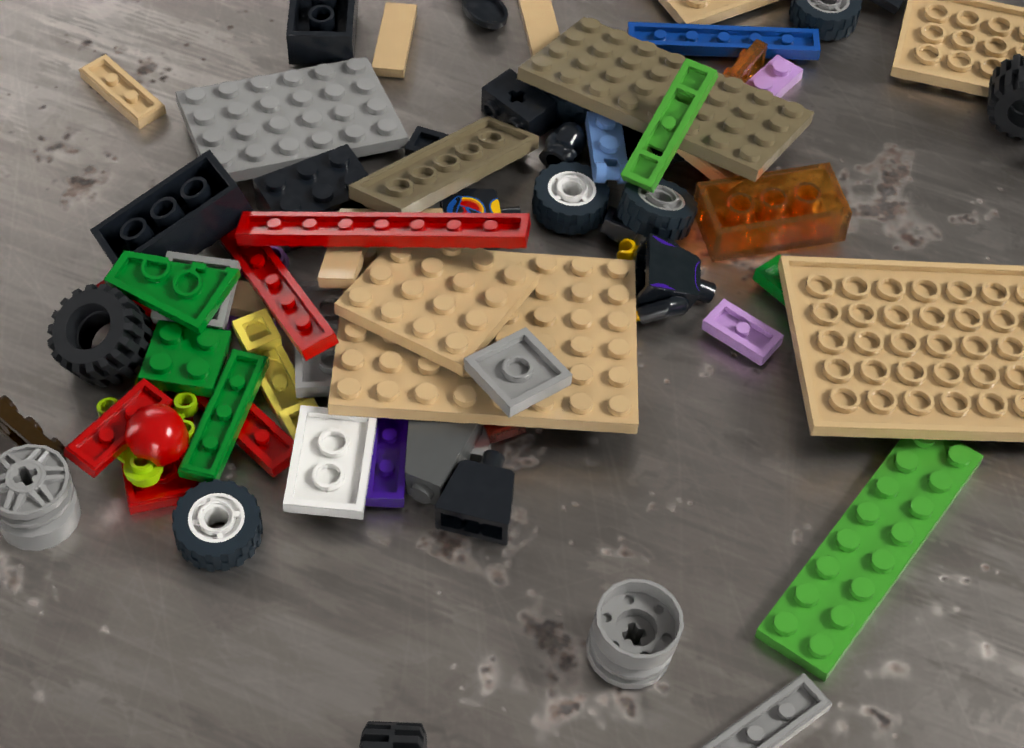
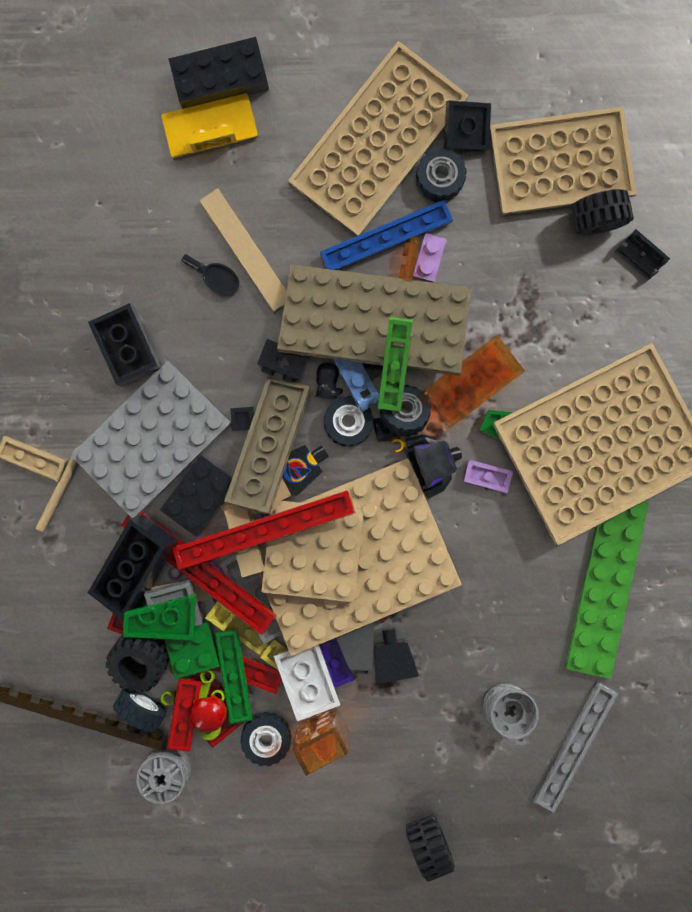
camera: 20 degrees left, 35 degrees up
(59, 394) = (139, 710): none -> black wheel
(126, 136) = (56, 495): none -> tan bar
(306, 515) = (320, 740): none -> clear orange brick
(394, 39) = (176, 333): tan tile -> none
(517, 372) = (385, 591): light grey plate -> none

